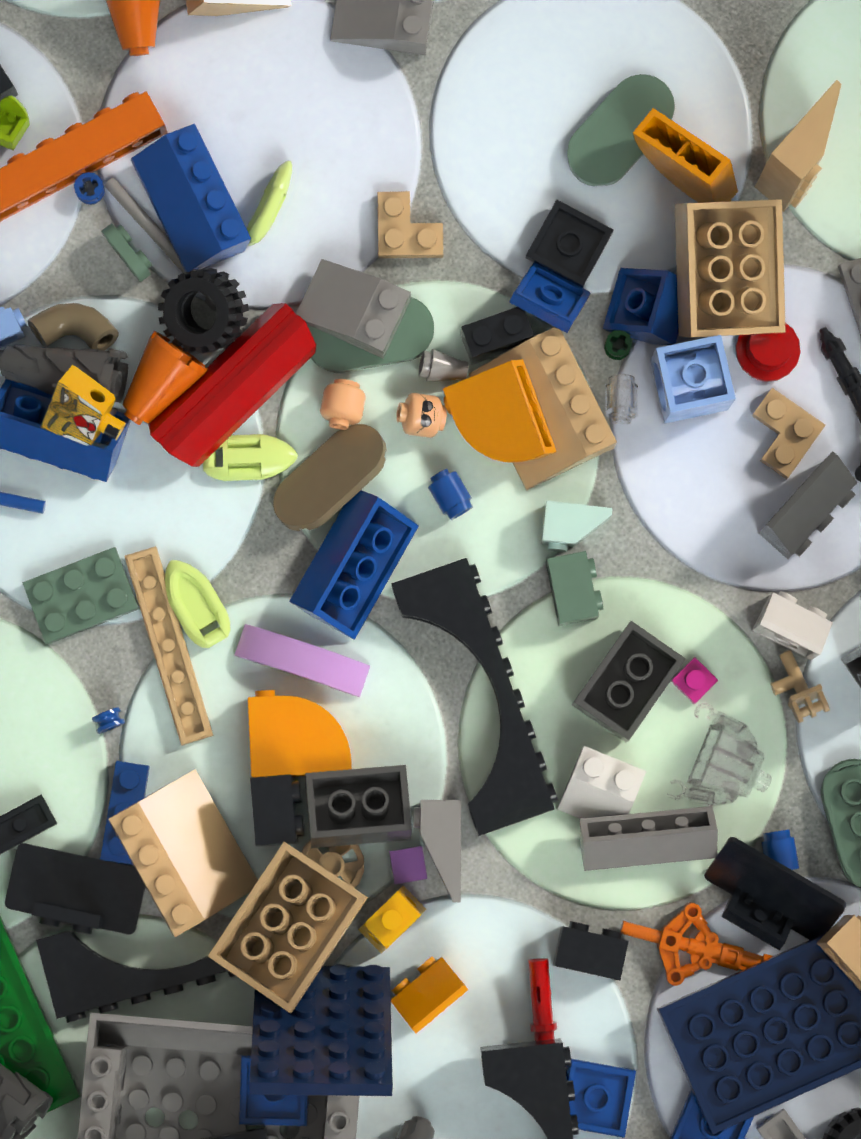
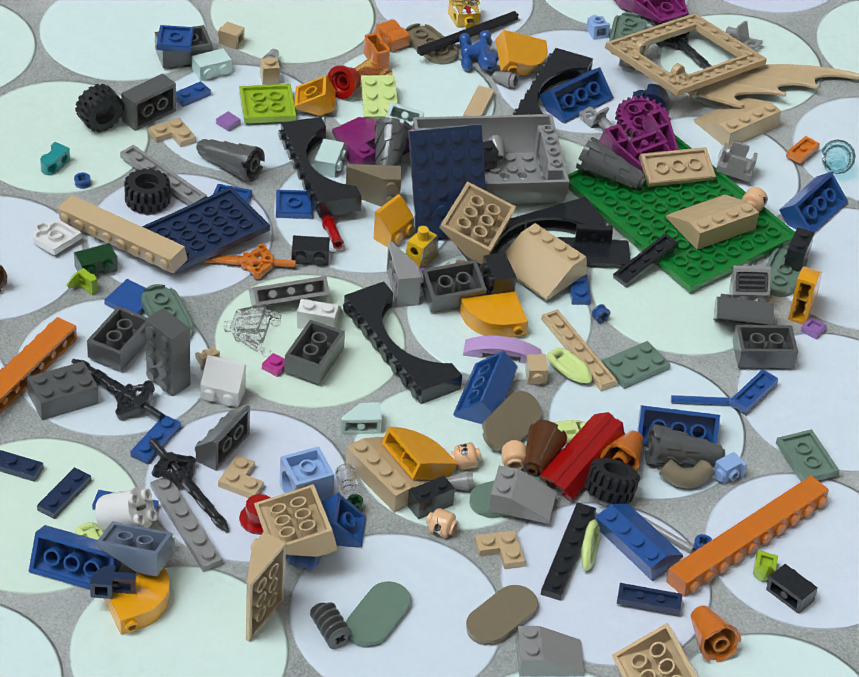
camera: 170 degrees right, 40 degrees down
(81, 409) = (672, 418): torso -> none
(119, 240) = (668, 512): sand green plate -> none
(206, 91) = (649, 598): none -> dark blue plate
(257, 595) = (536, 369): none -> tan brick
(297, 402) = (542, 446): none -> reddish brown cone
(302, 209) = (567, 552): none -> black plate
(433, 1101) = (375, 182): none -> dark tan slope
(436, 101) = (501, 614): none -> dark tan tile
(450, 494) = (438, 424): blue brick -> none
(489, 284) = (442, 523): none -> light nougat head
(550, 297) = (403, 515): blue tile -> none
(569, 243) = (397, 549): black plate -> none
(573, 588) = (354, 388): sand green brick -> none
(685, 159) = (333, 582): light orange brick -> none
(695, 107) = (330, 624): none -> dark grey piece
(770, 897) = (217, 271): black bracket -> none
(781, 848) = (213, 296): blue brick -> none

